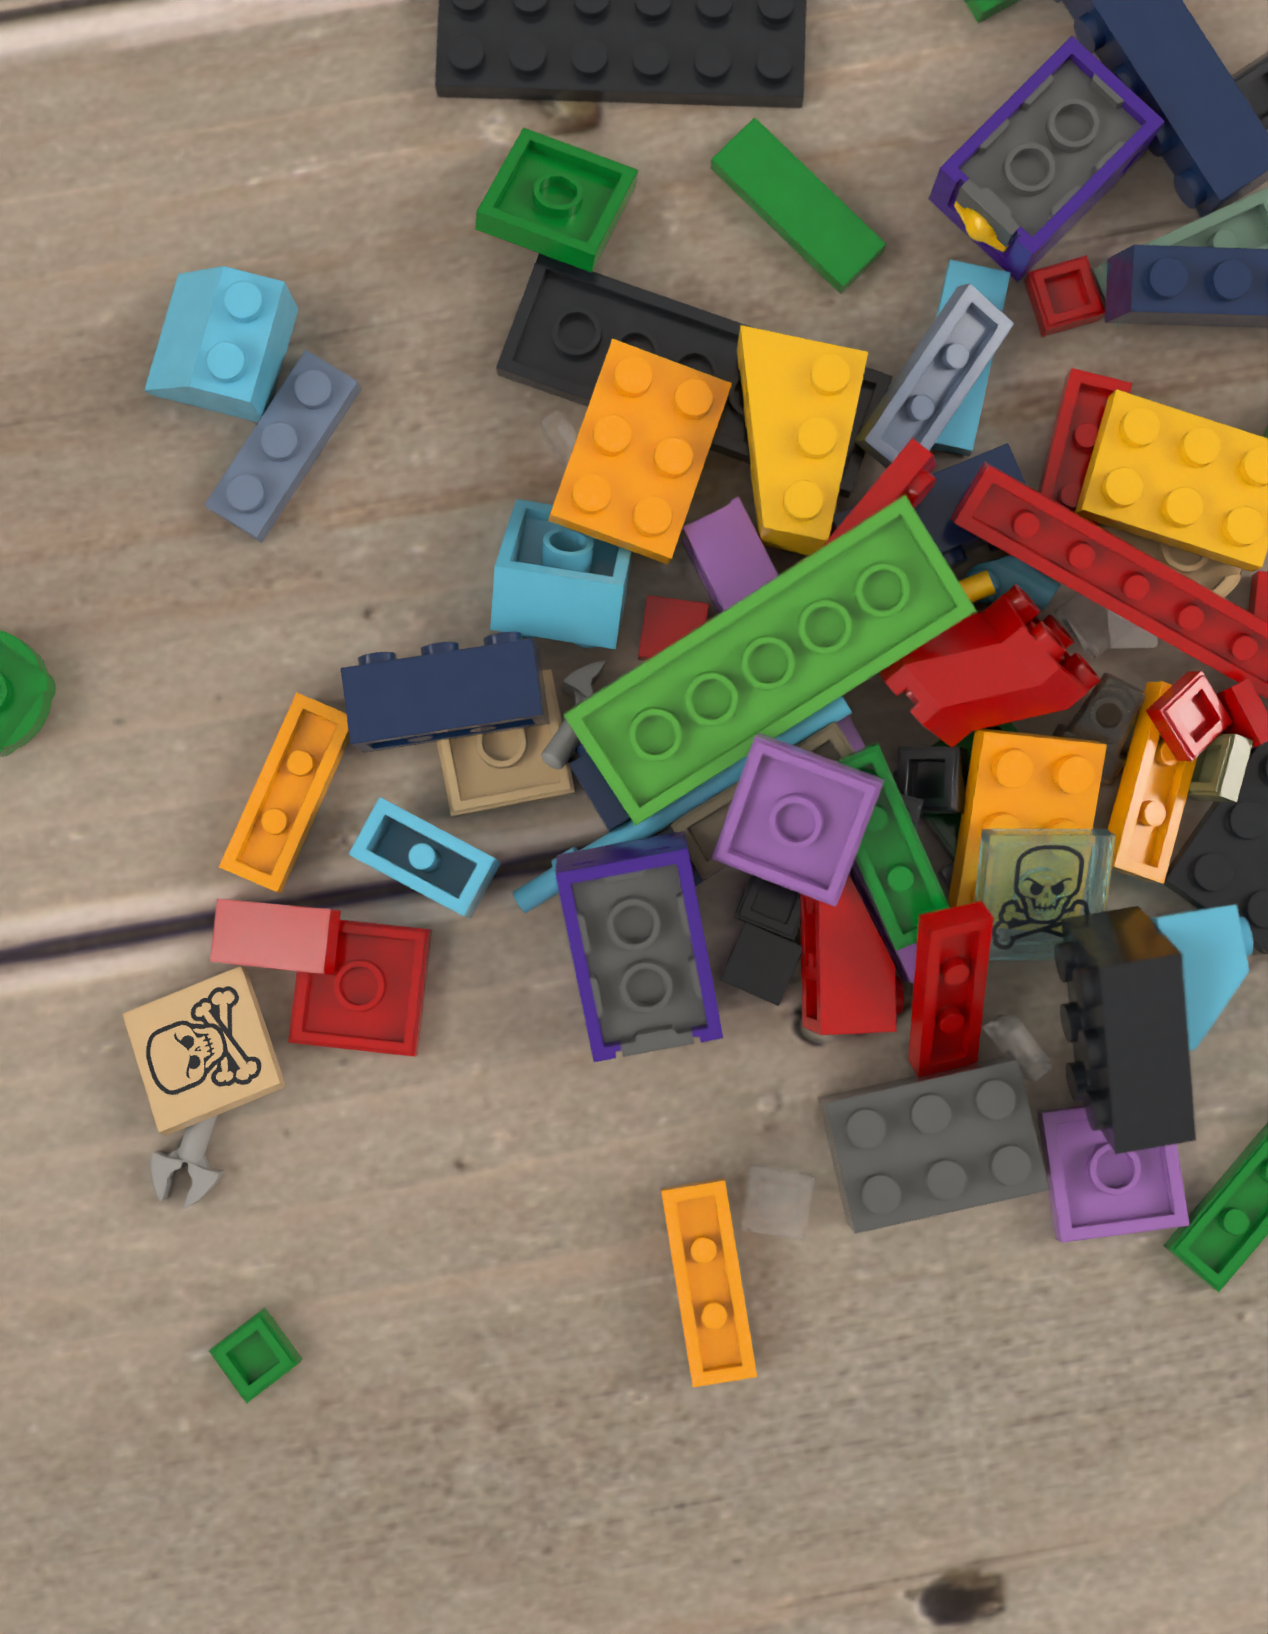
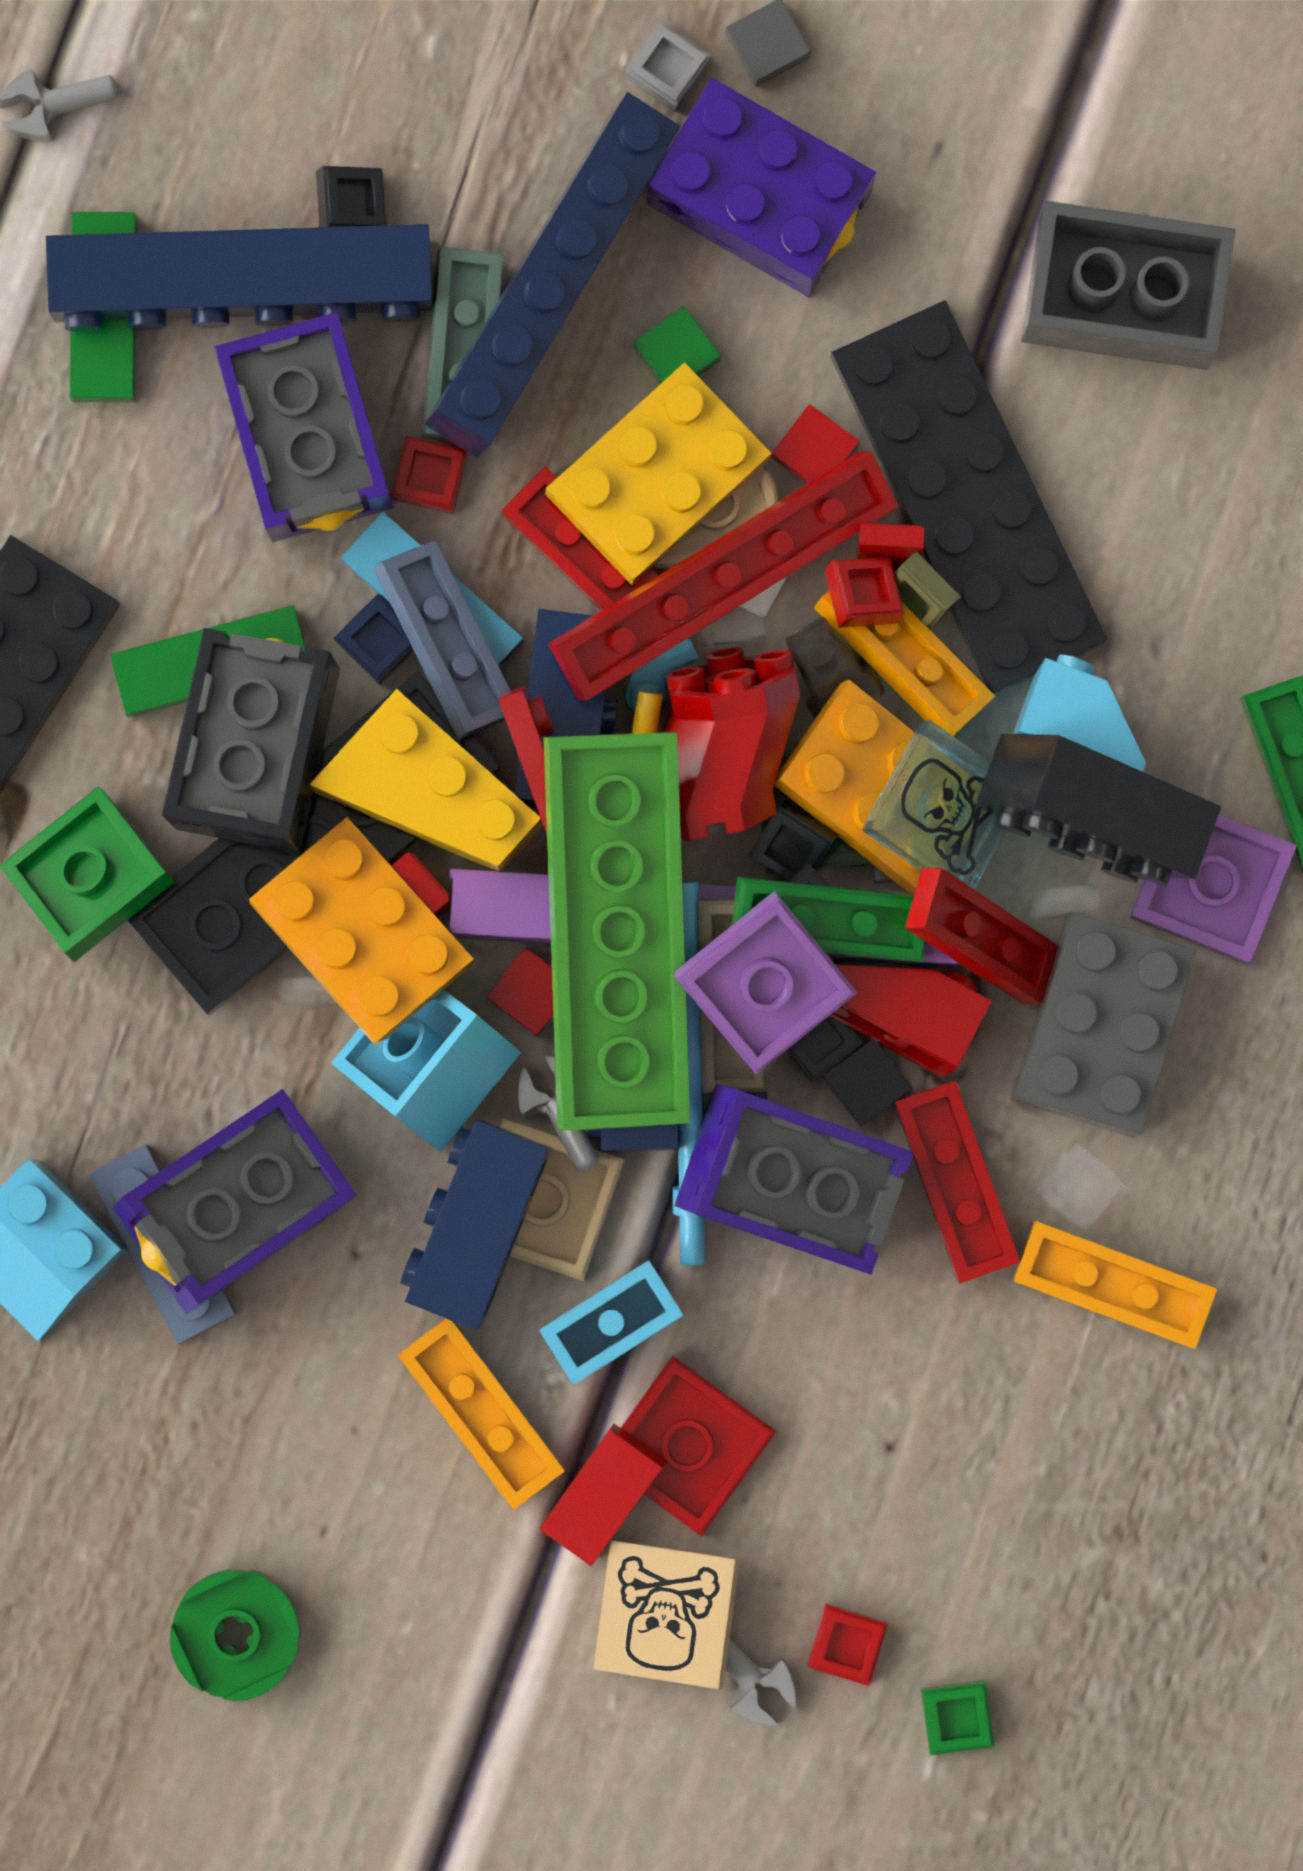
camera: 65 degrees left, 0 degrees up
(266, 1222) = (847, 1644): none -> red tile
(345, 473) = (233, 1201): none -> dark grey piece
(710, 483) = (422, 883): none -> red tile
(719, 1091) = (956, 1182): none -> red plate
(752, 258) = (251, 740): none -> dark grey piece
(896, 330) = (375, 640): none -> dark blue tile

